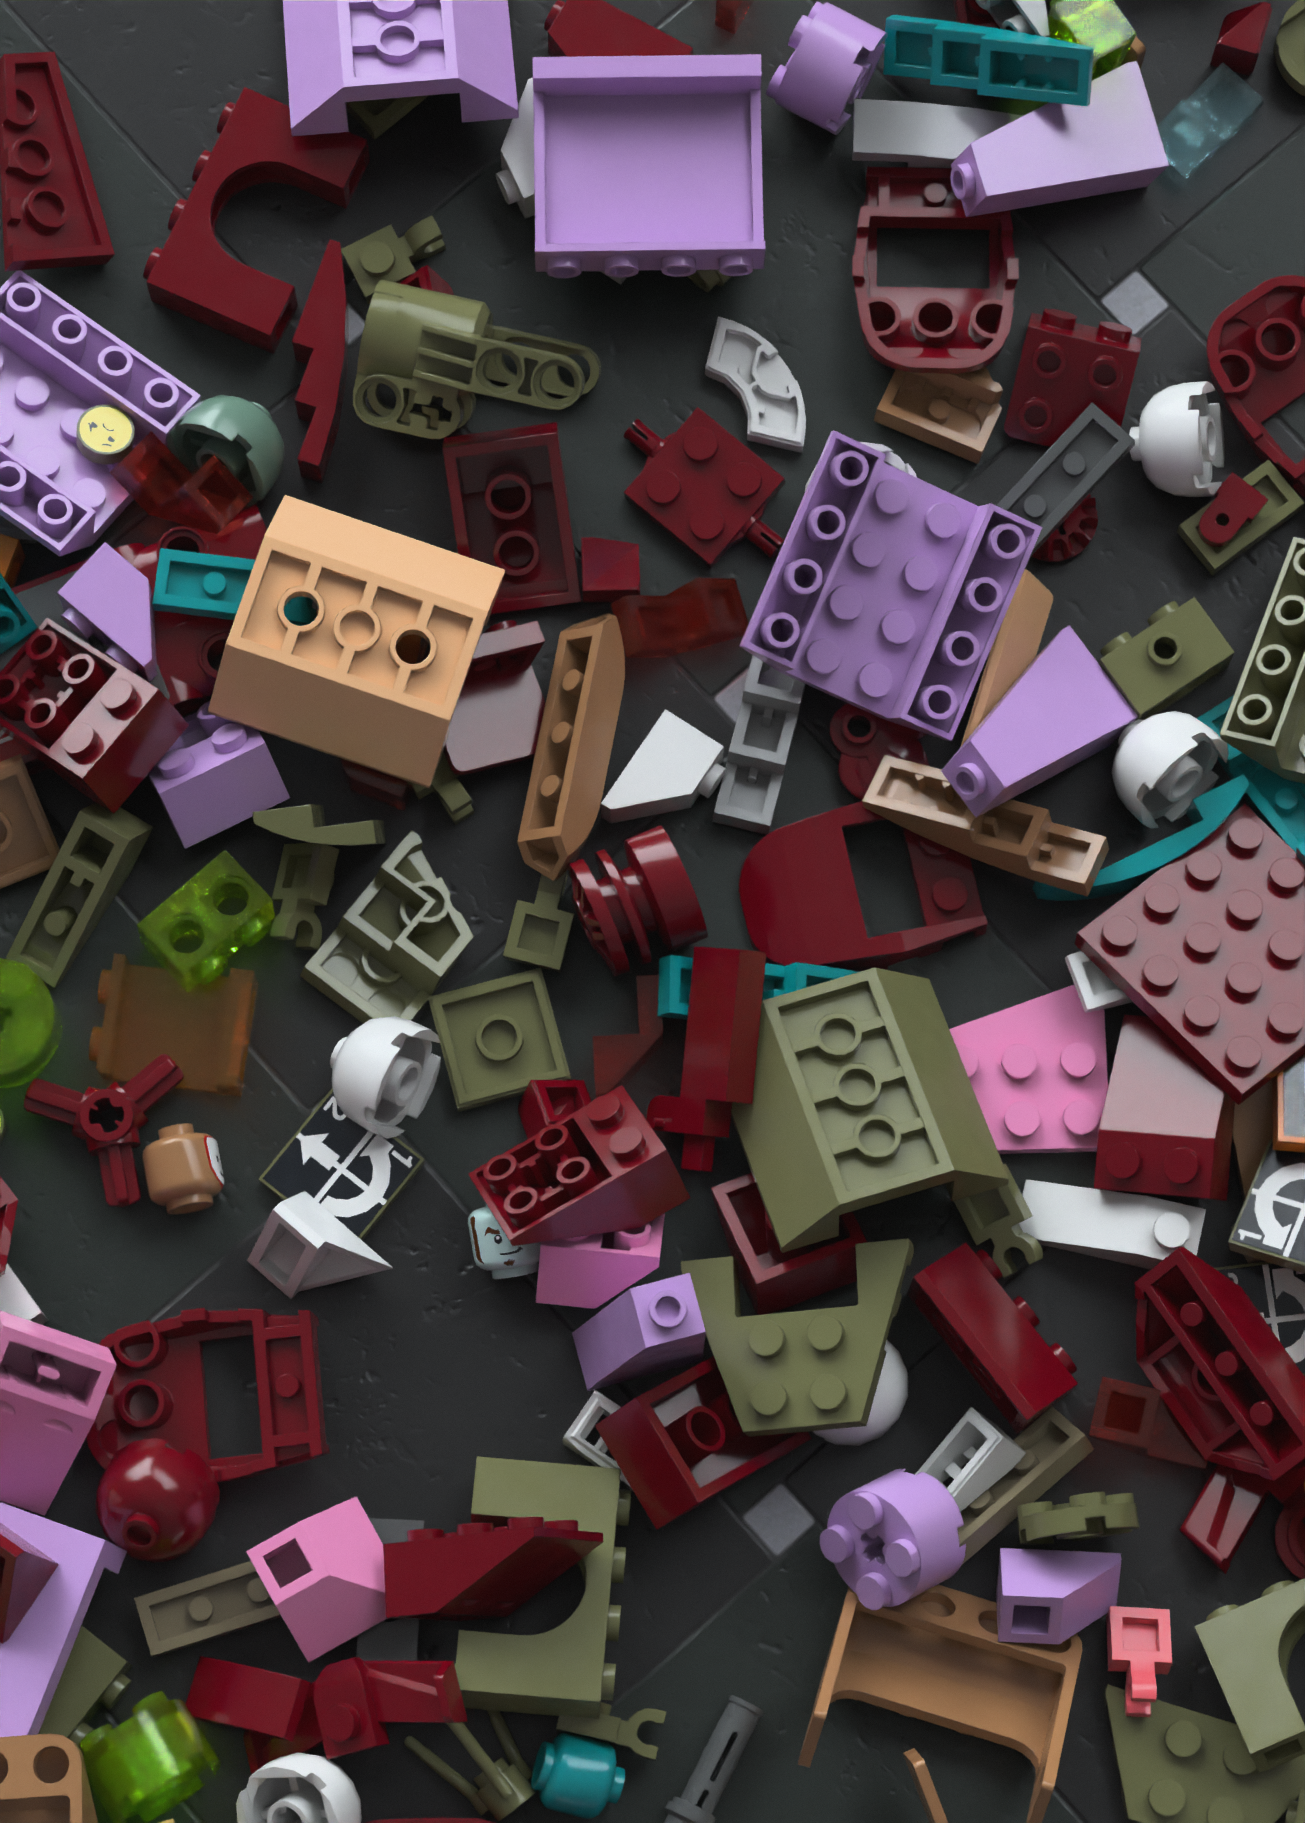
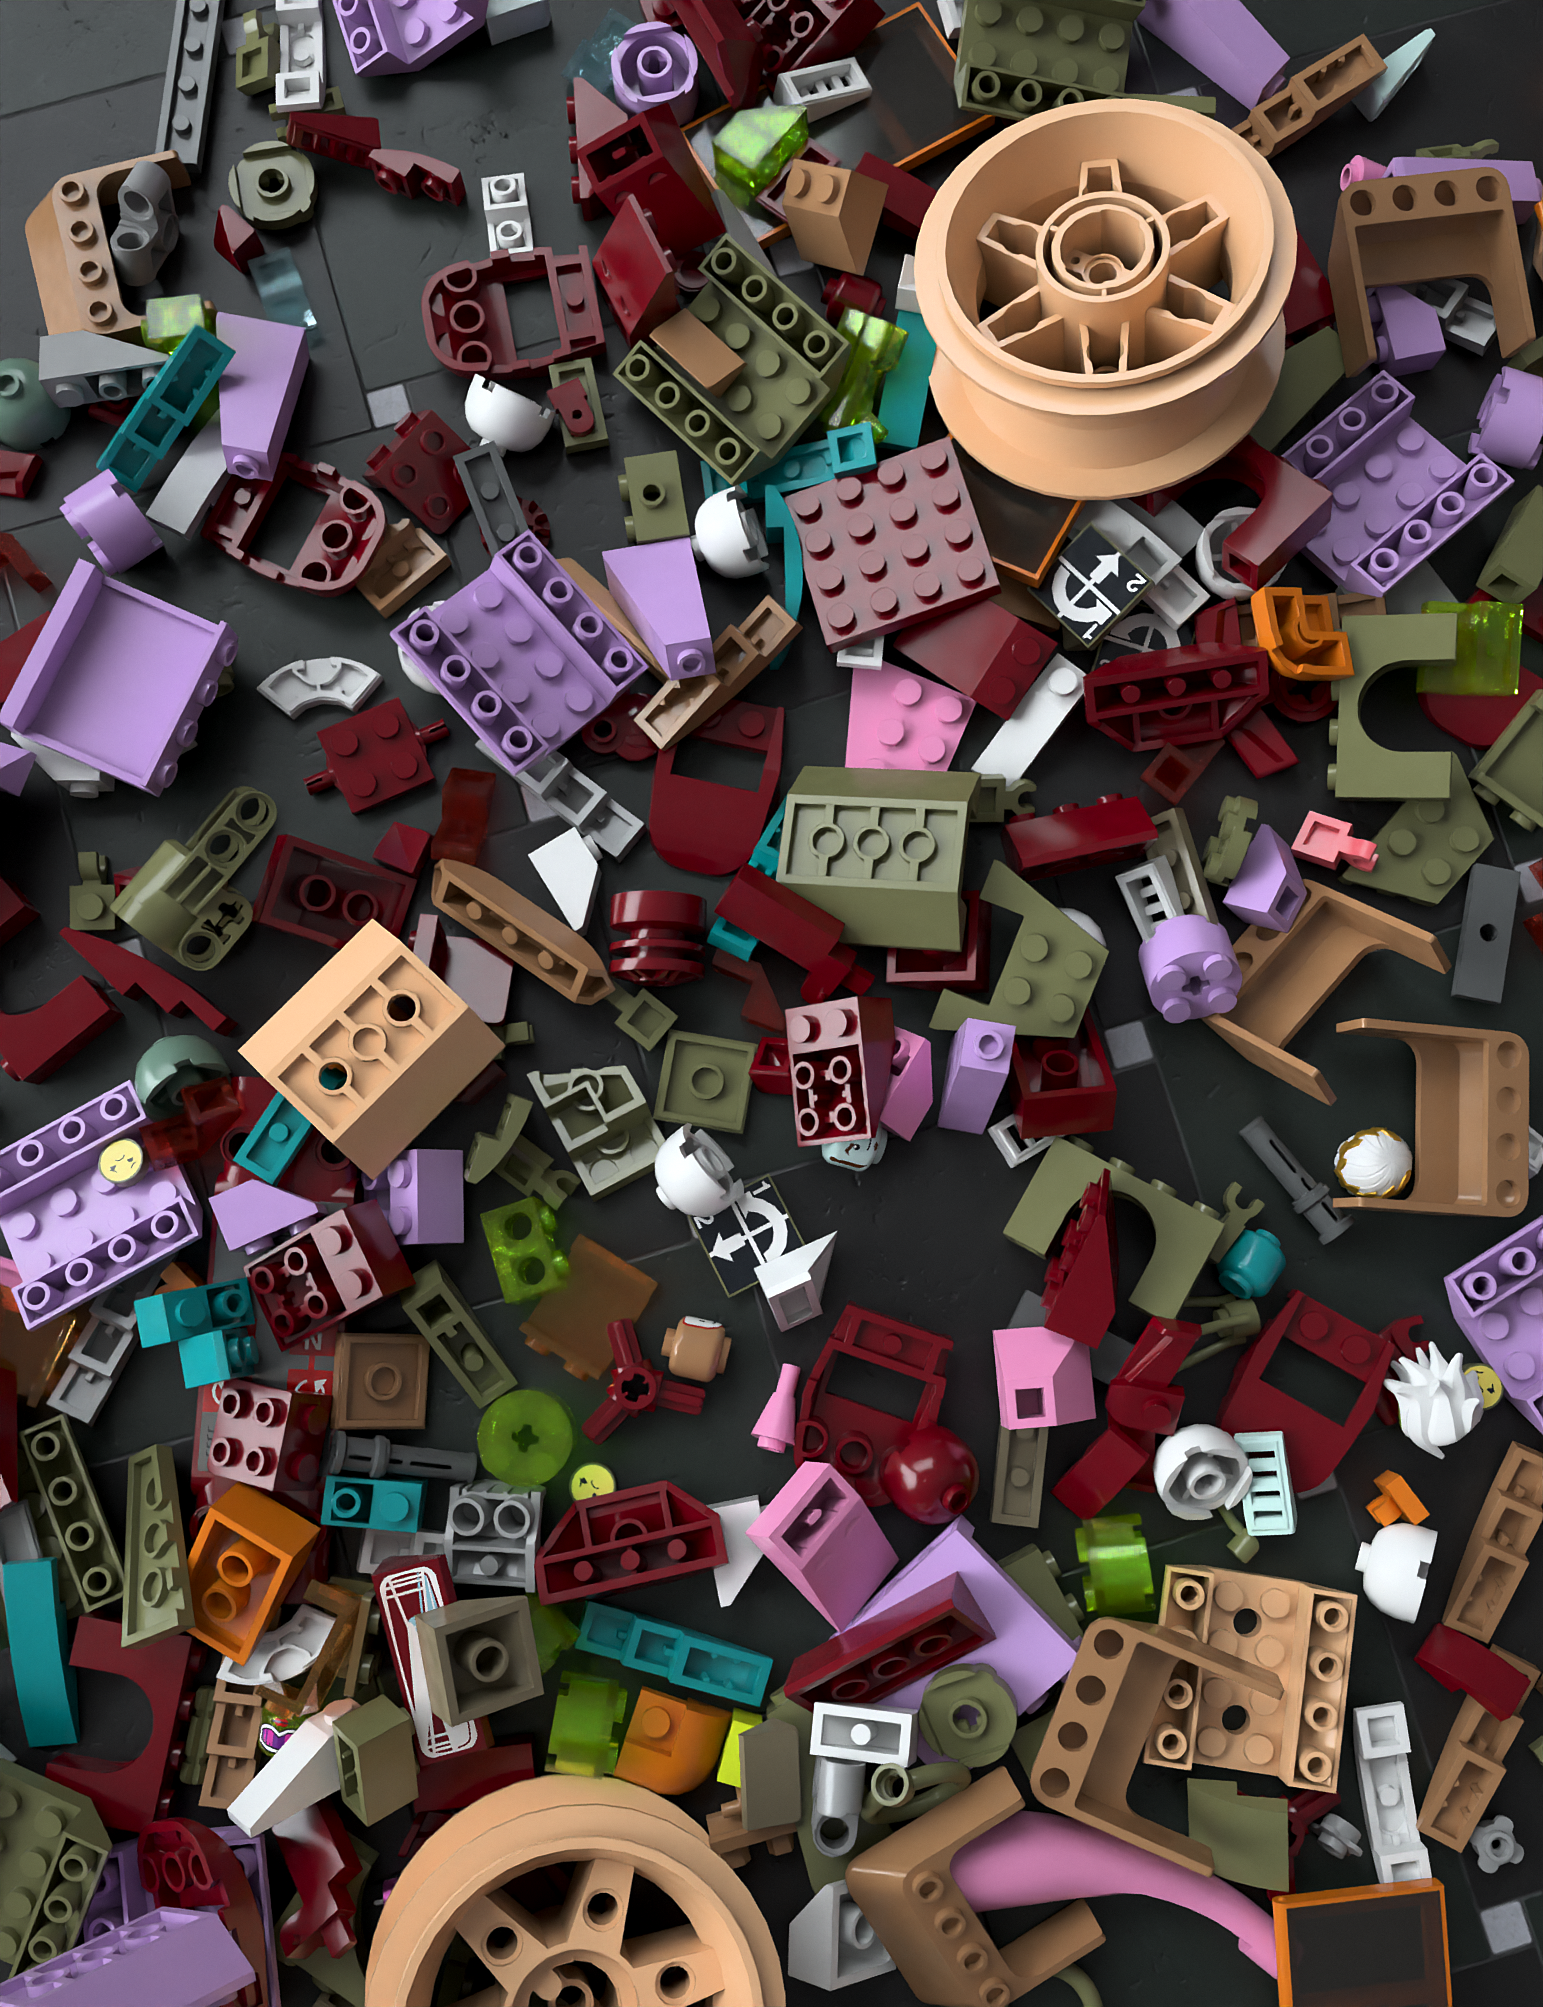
camera: 65 degrees left, 5 degrees up
(143, 1299) = (778, 1420): none -> bright pink cone

